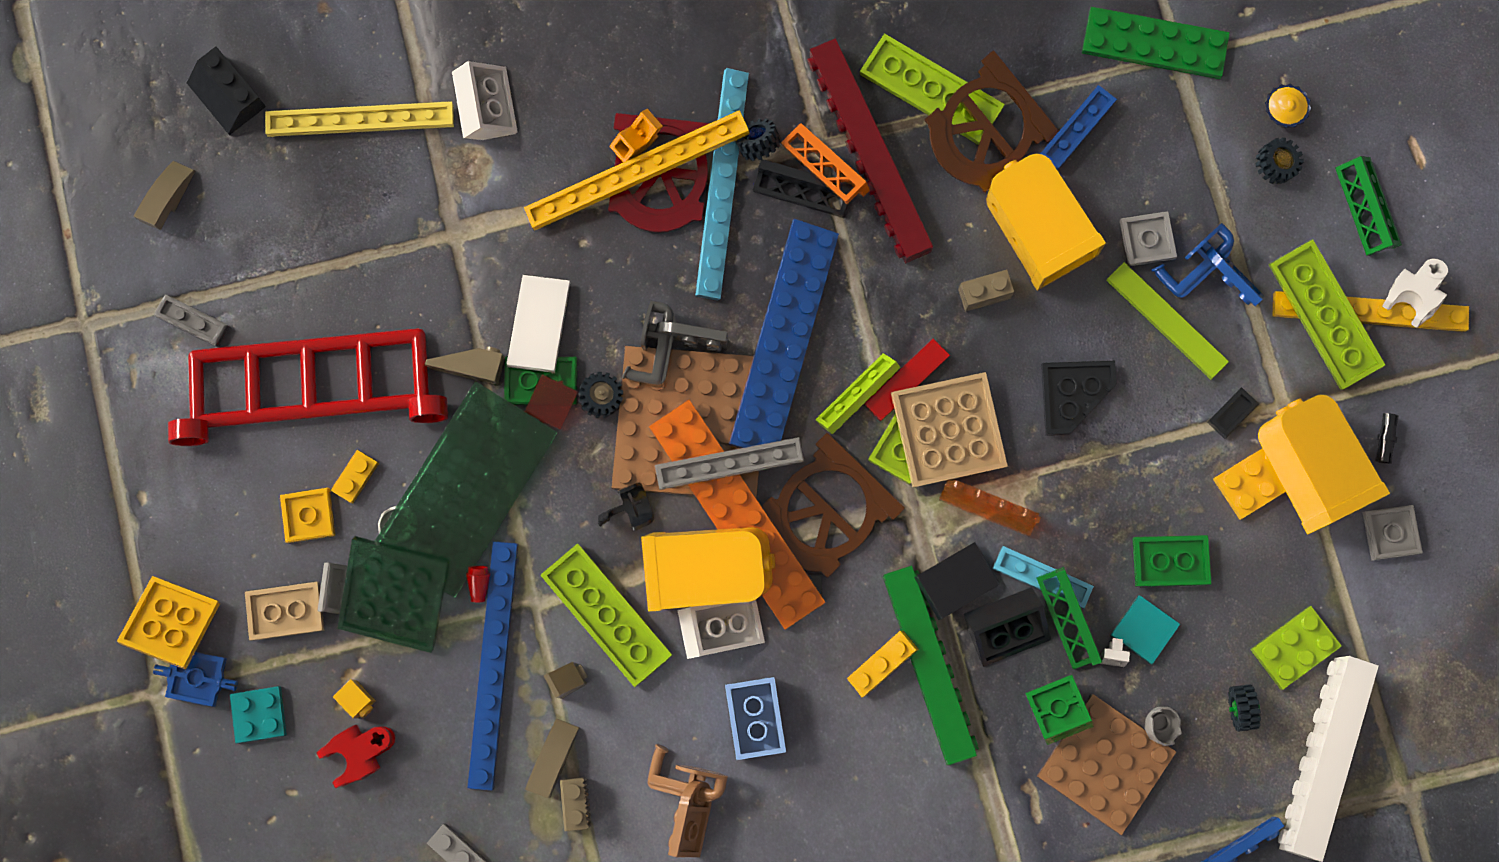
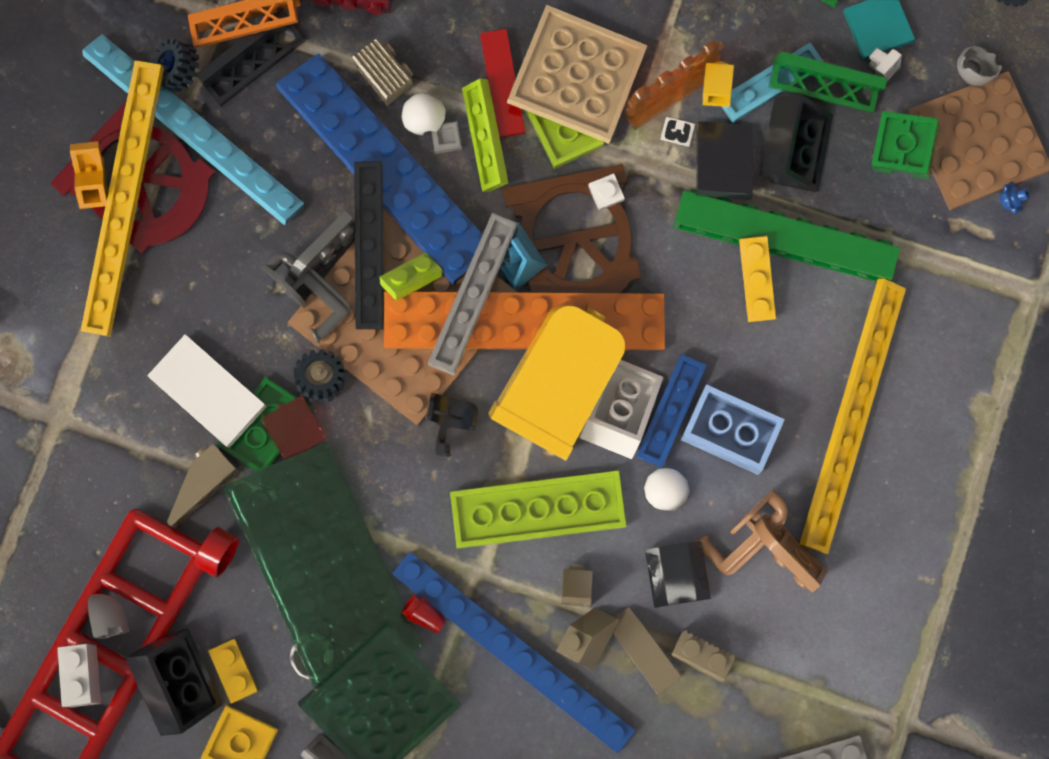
camera: 60 degrees left, 0 degrees up
(280, 373) = (79, 675): none -> white brick
(318, 441) = (174, 682): none -> black slope
(334, 363) = (106, 616): none -> light grey brick
(535, 712) = (588, 638): none -> dark tan slope
(624, 748) = (677, 574): none -> black slope
(682, 699) = (666, 489): none -> white hair
(713, 410) = (410, 276): none -> lime plate
(717, 365) = (369, 245): none -> black tile
(742, 664) = (671, 411): none -> blue plate
(783, 482) = (522, 261): none -> dark azure slope
(827, 802) = (852, 416): none -> yellow plate
(838, 366) = (447, 138): none -> light grey tile
(843, 338) = (423, 114): none -> white hair
(855, 288) = (382, 71): none -> dark tan brick
(874, 509) = (606, 192): none -> white plate
(958, 532) = (677, 131): none -> sticker
(1011, 538) = (718, 84): none -> yellow brick
(1077, 818) = (1013, 197): none -> blue plant

